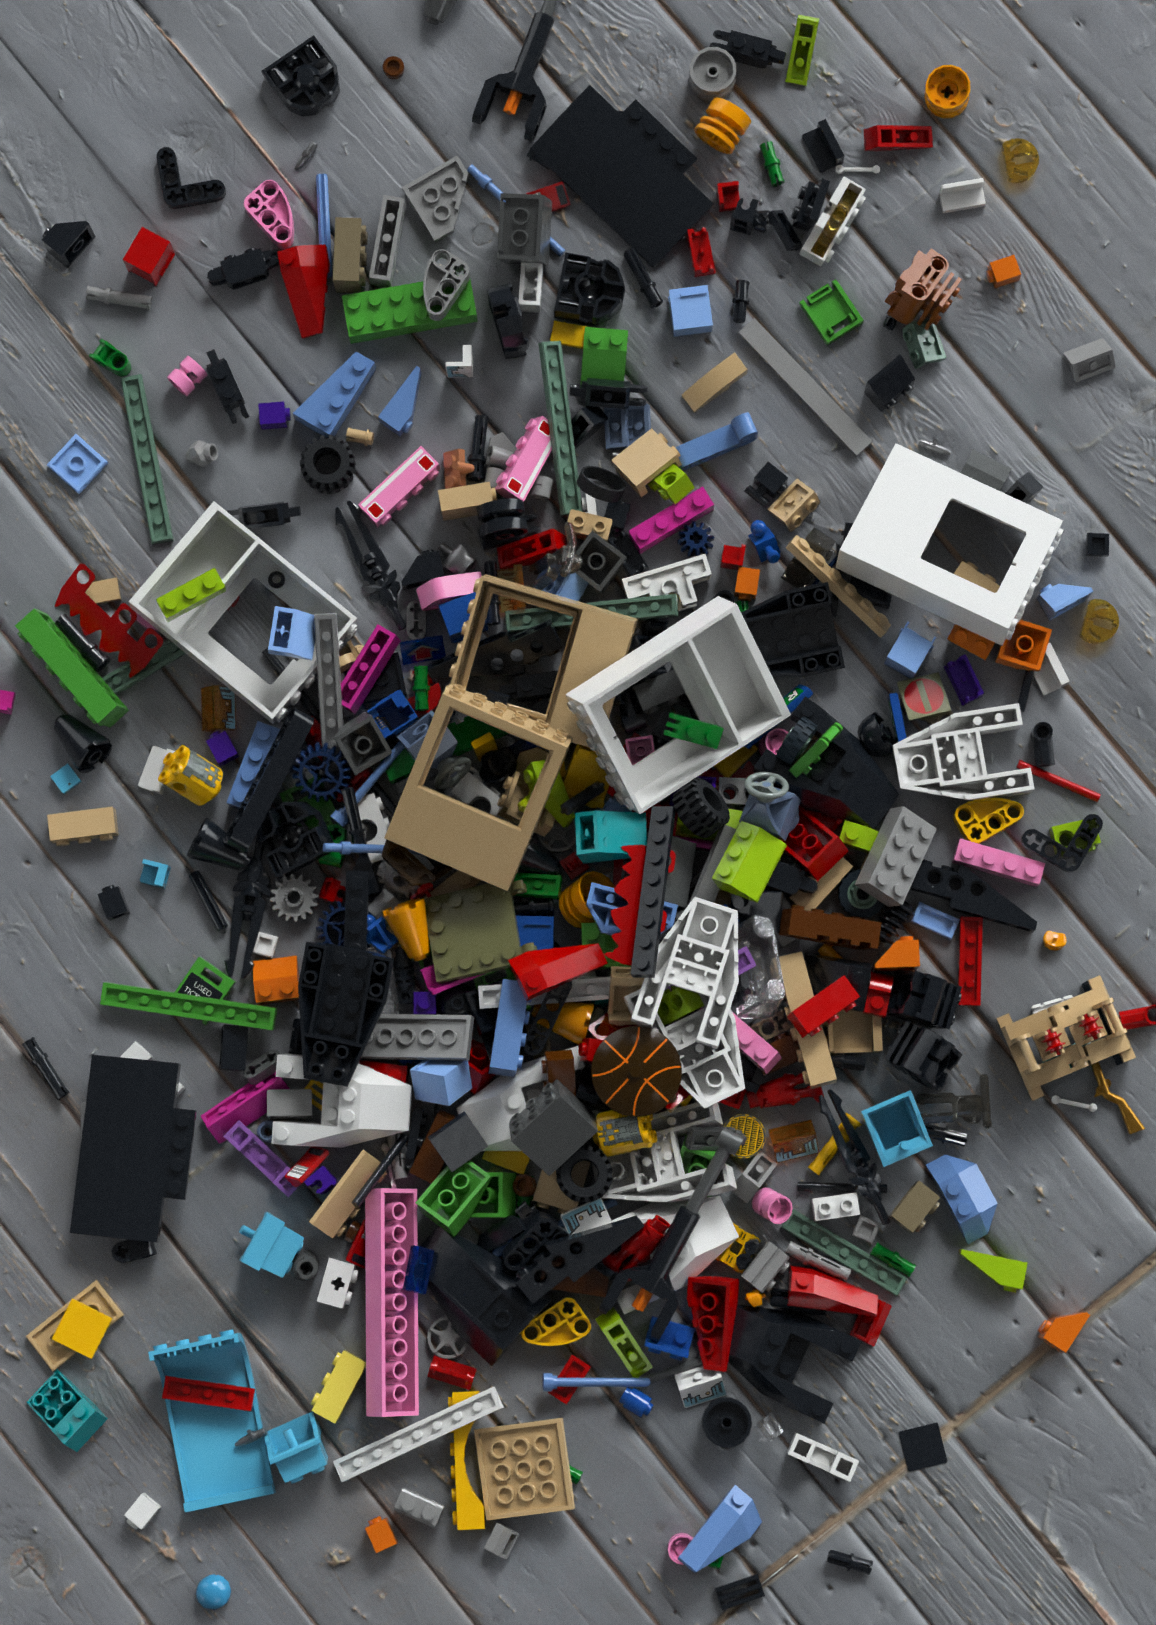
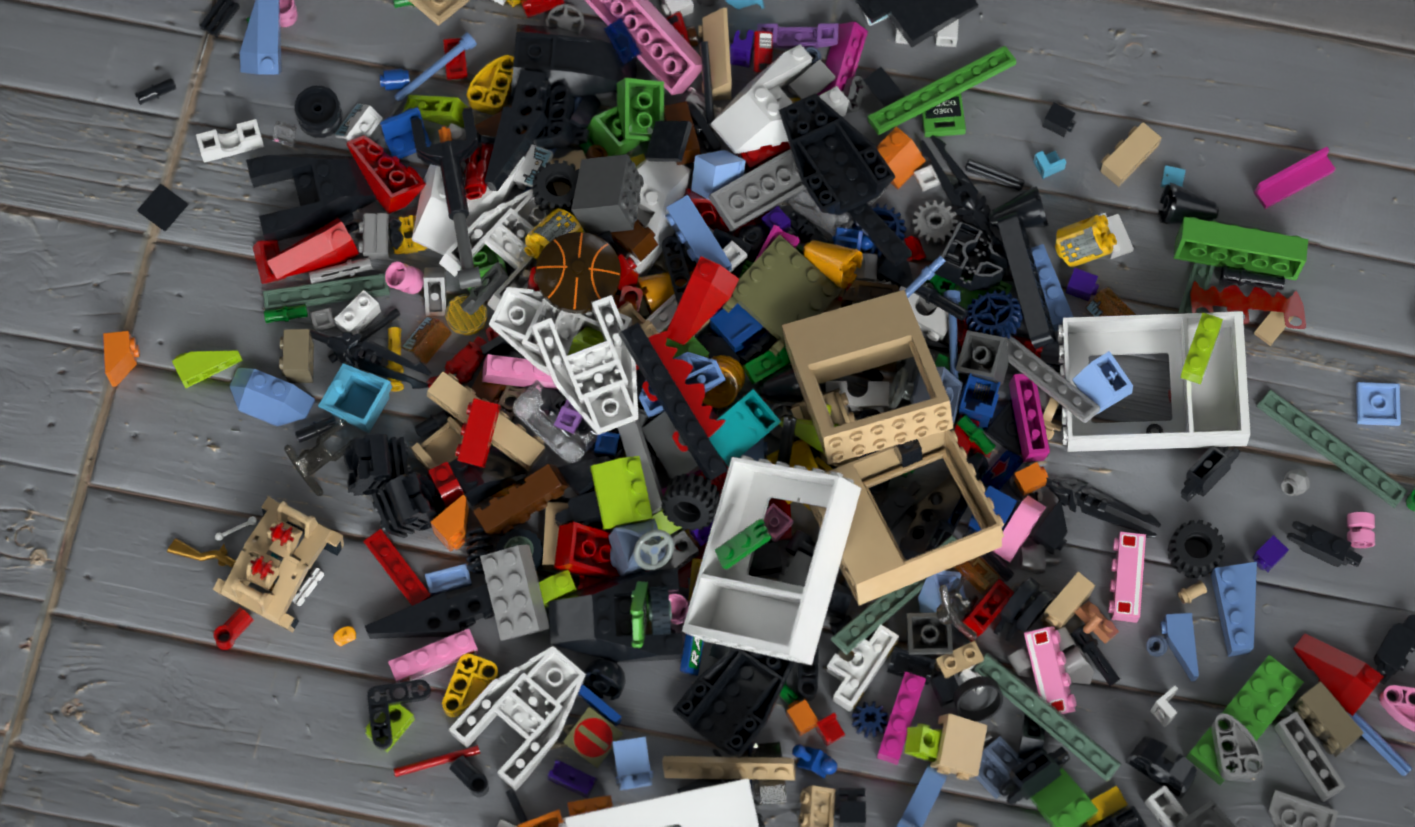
camera: 135 degrees right, 10 degrees down
(408, 620) = (1030, 478): none -> orange brick
(430, 418) = (1150, 645): none -> sand blue plate
(755, 1297) = (365, 207): light orange piece -> none

